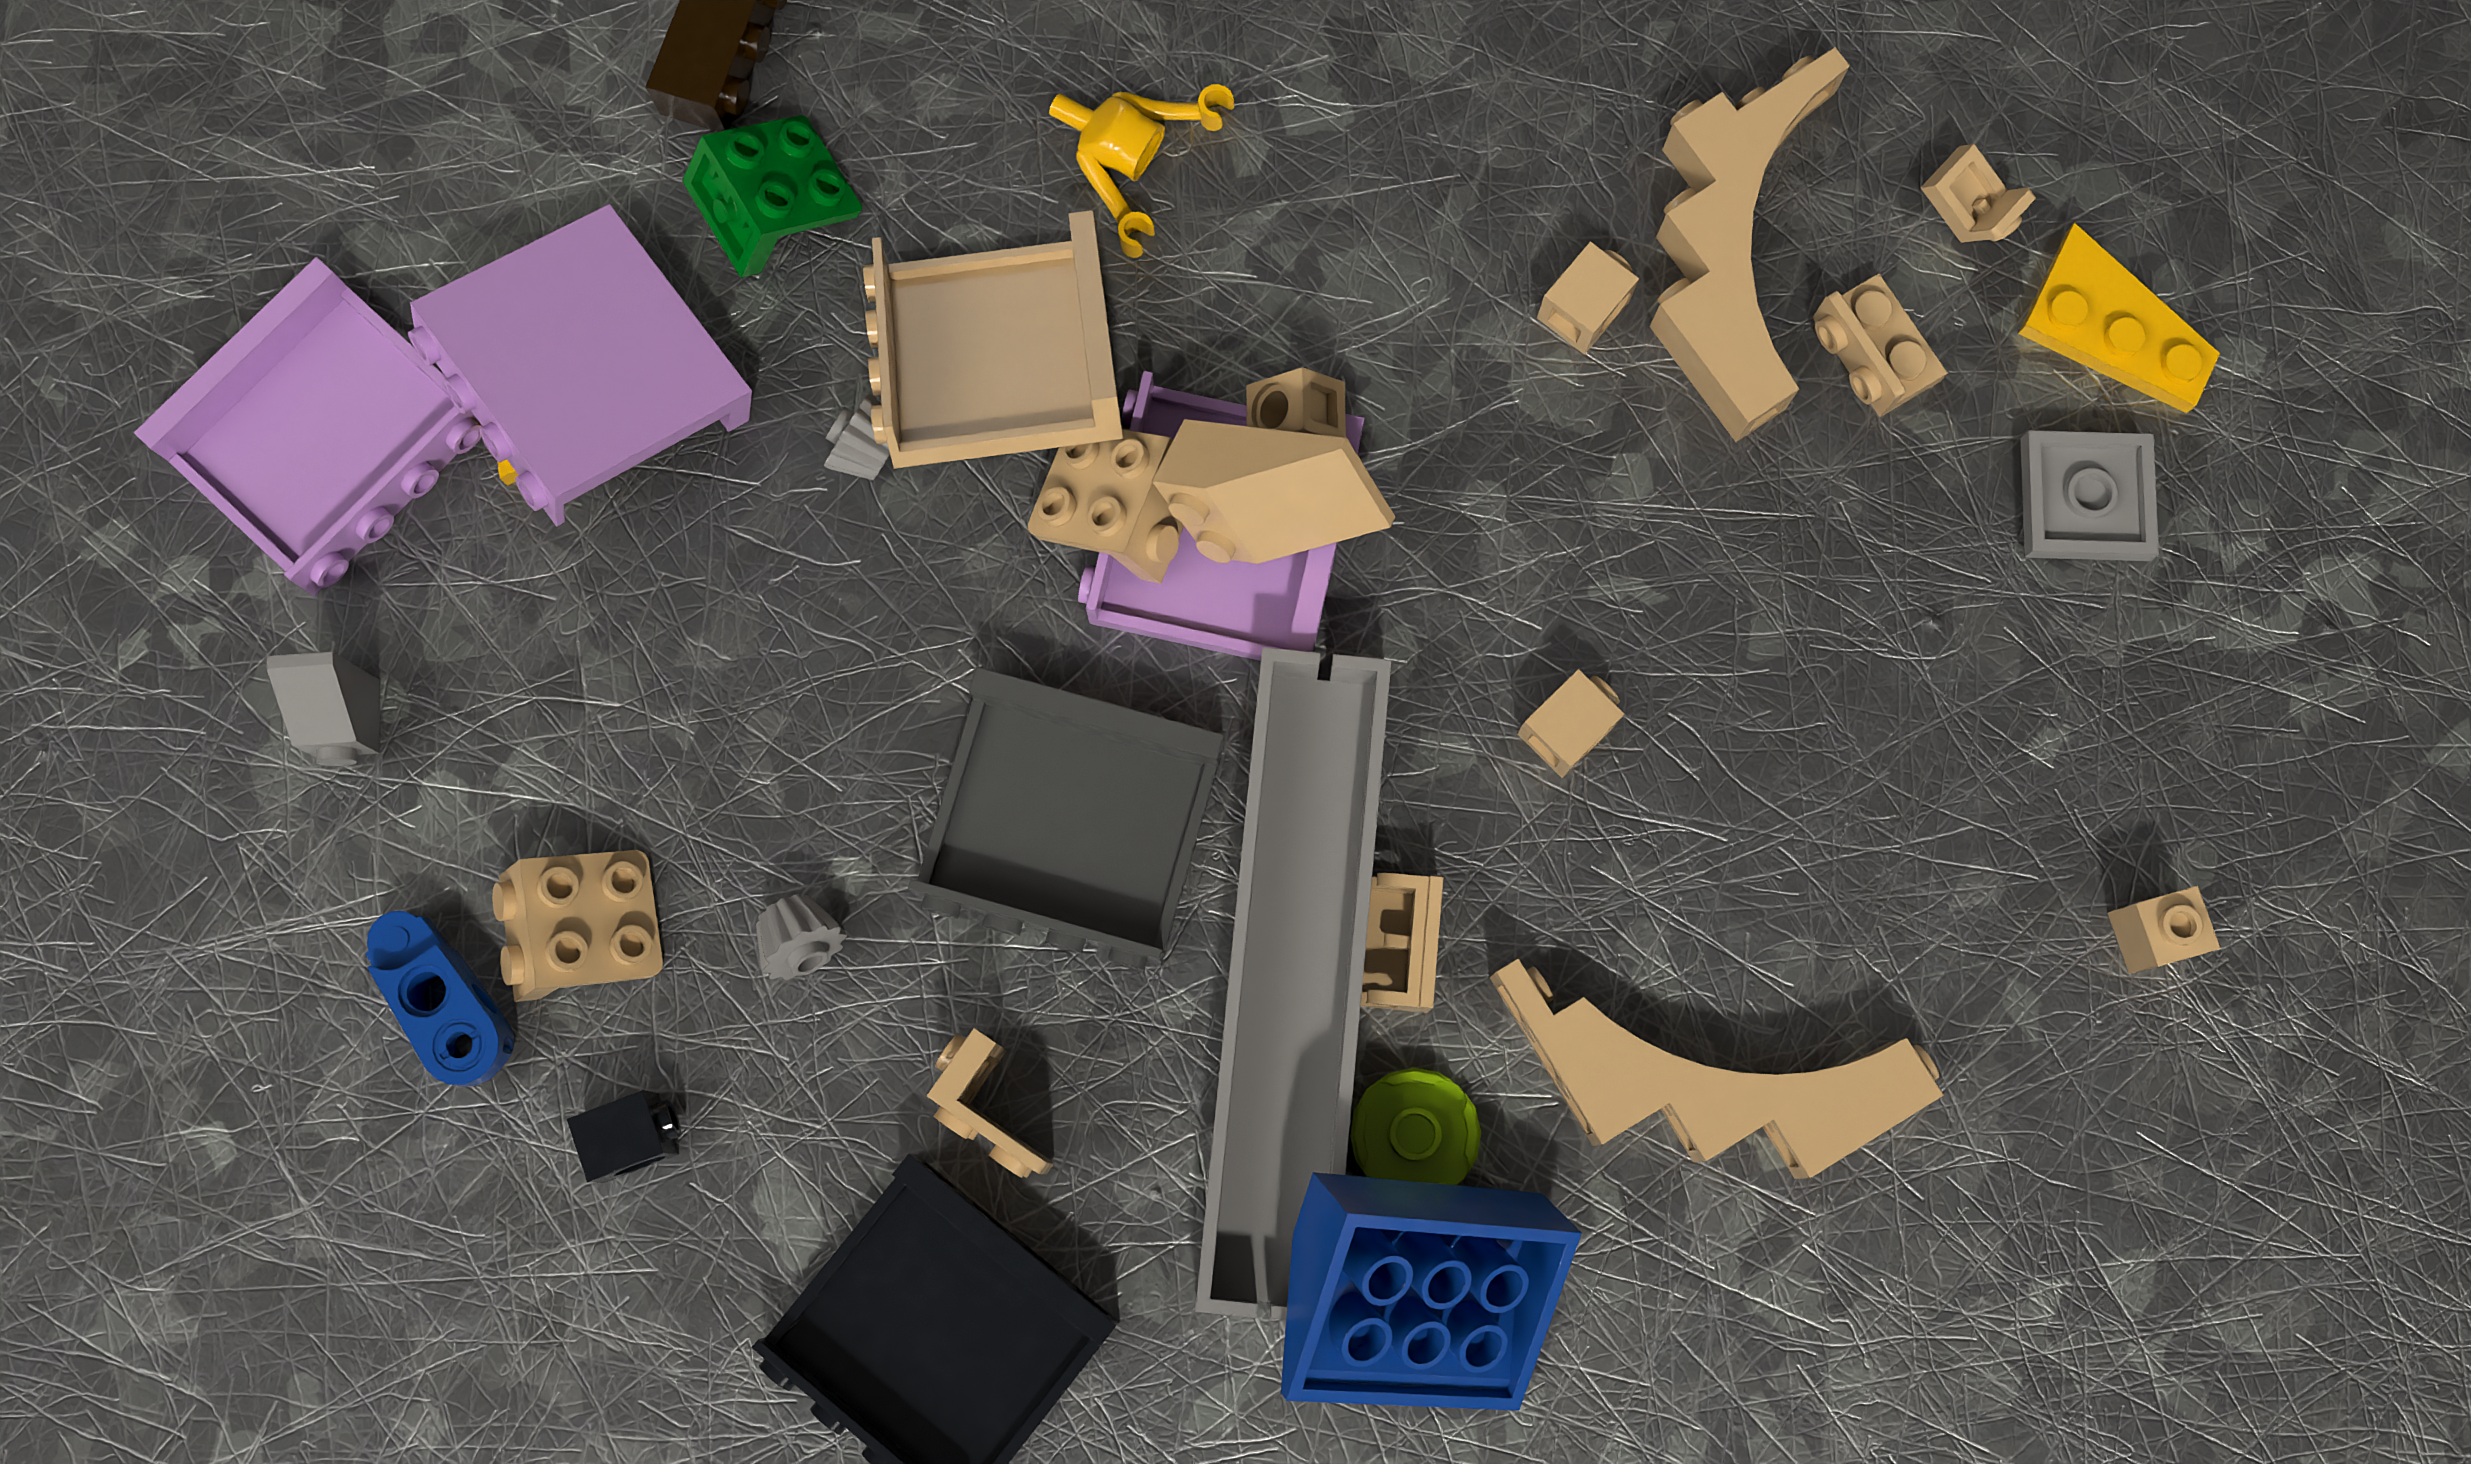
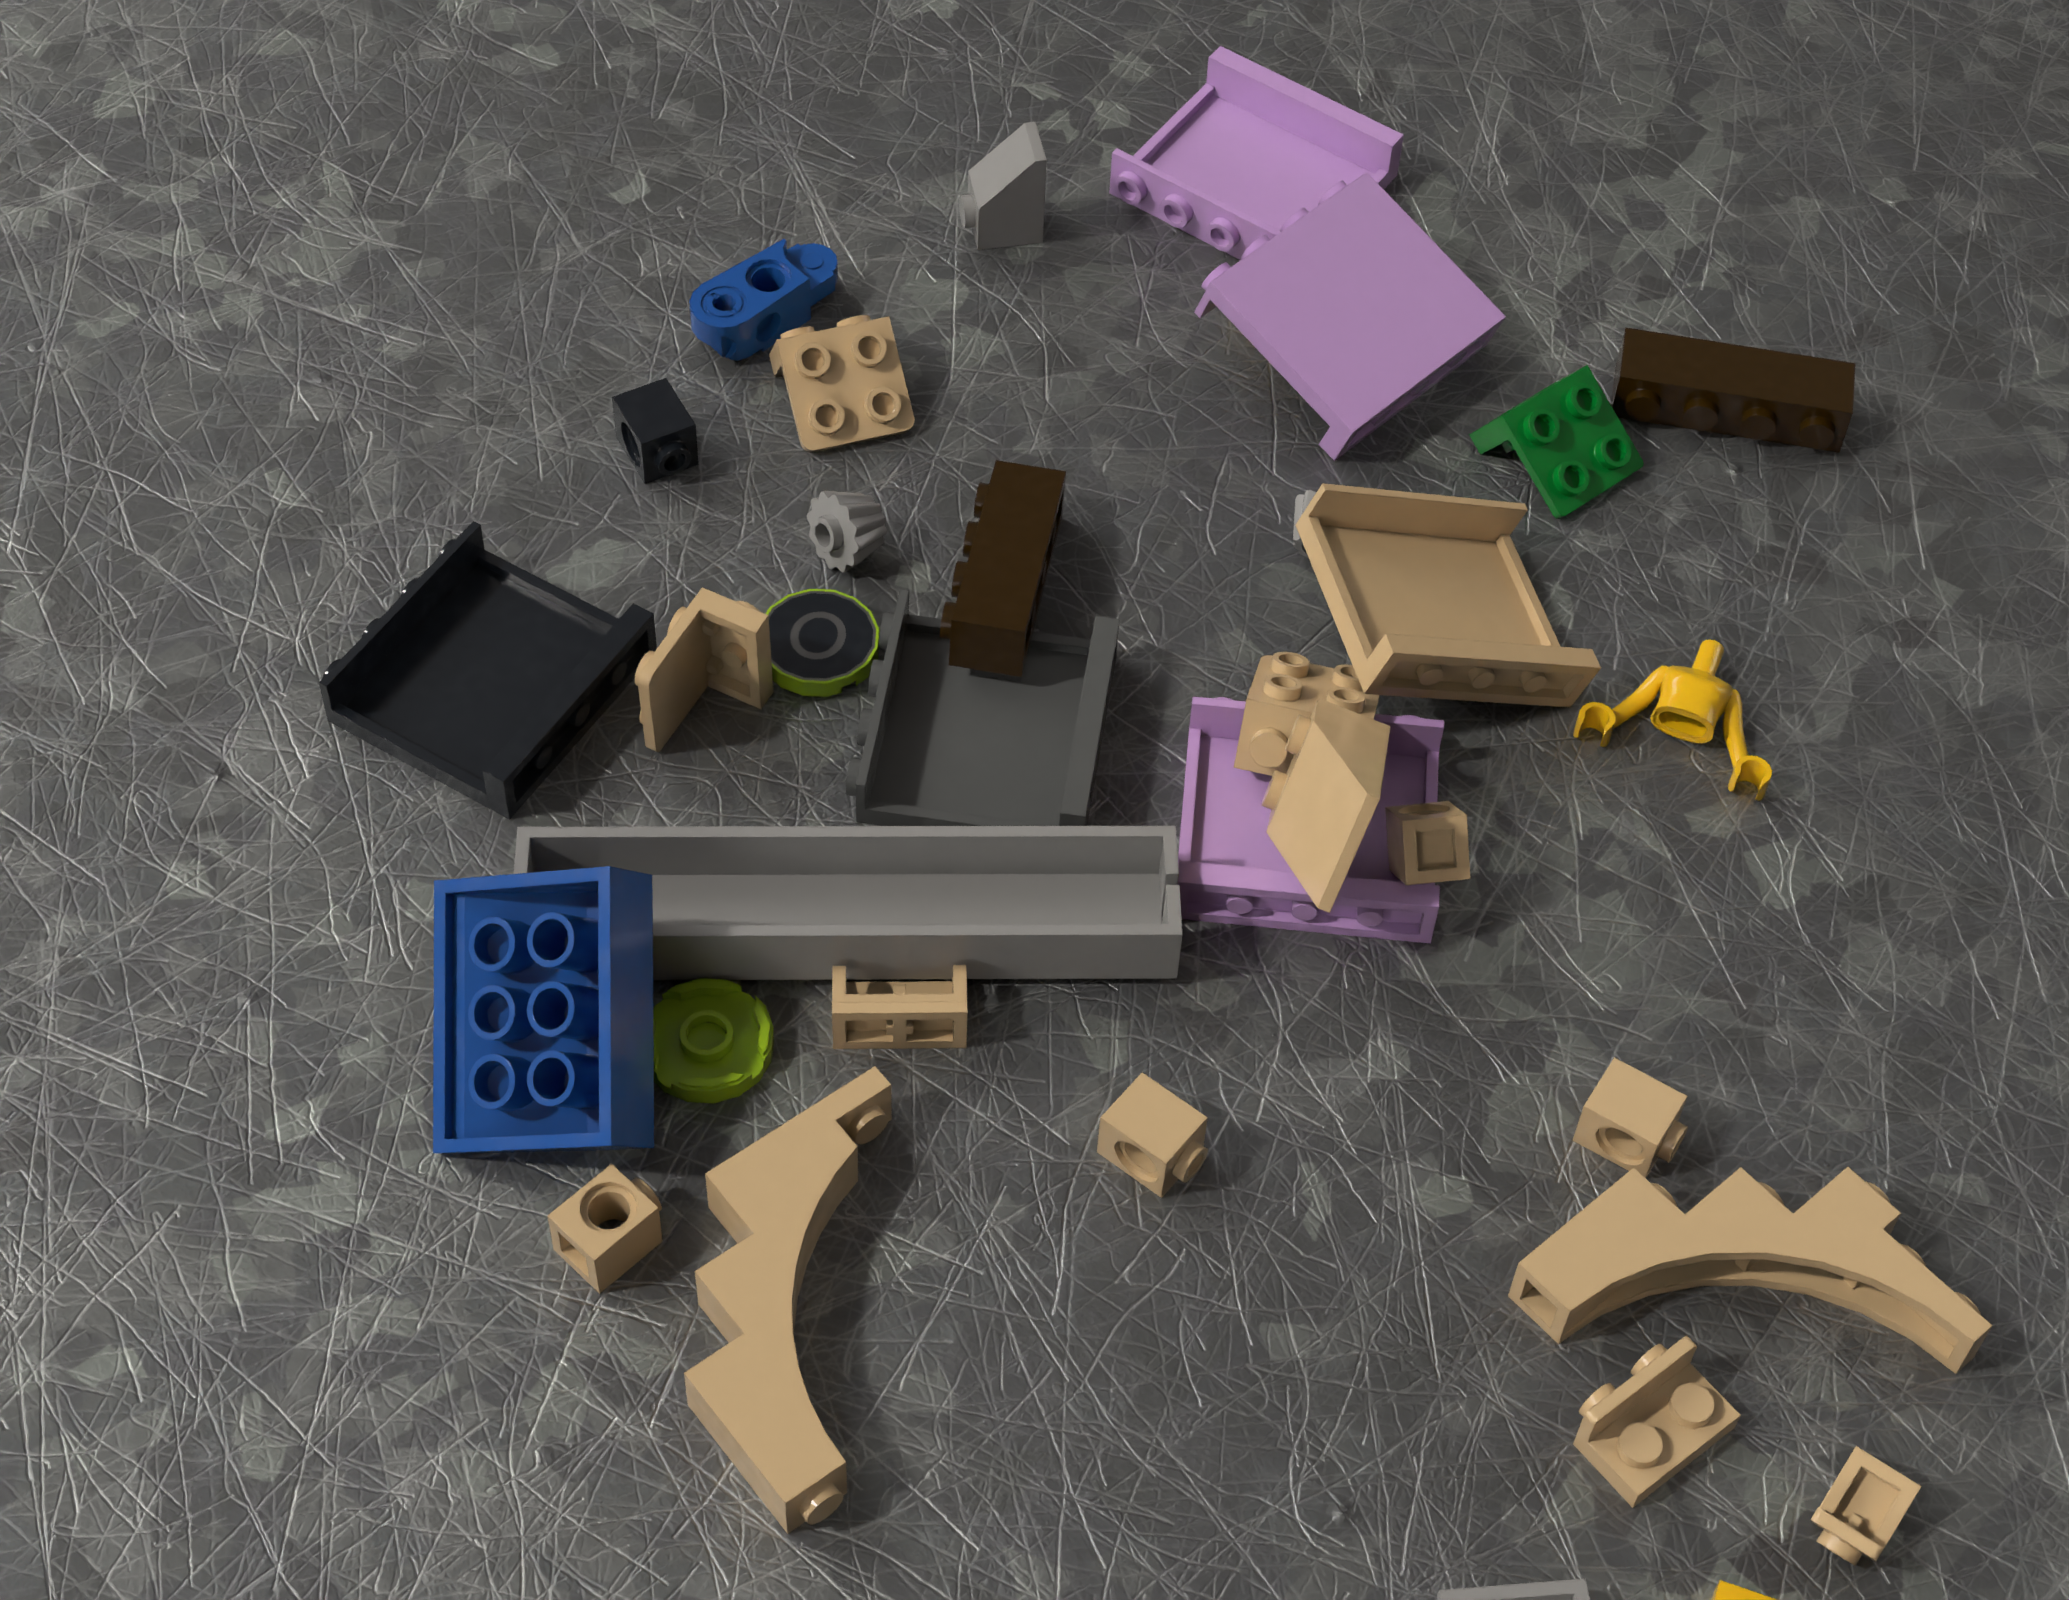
camera: 80 degrees right, 25 degrees down
(881, 773) = (1005, 568): none -> dark brown brick
(934, 981) = (821, 641): none -> black tile
(1658, 1250) = (599, 1253): none -> tan brick

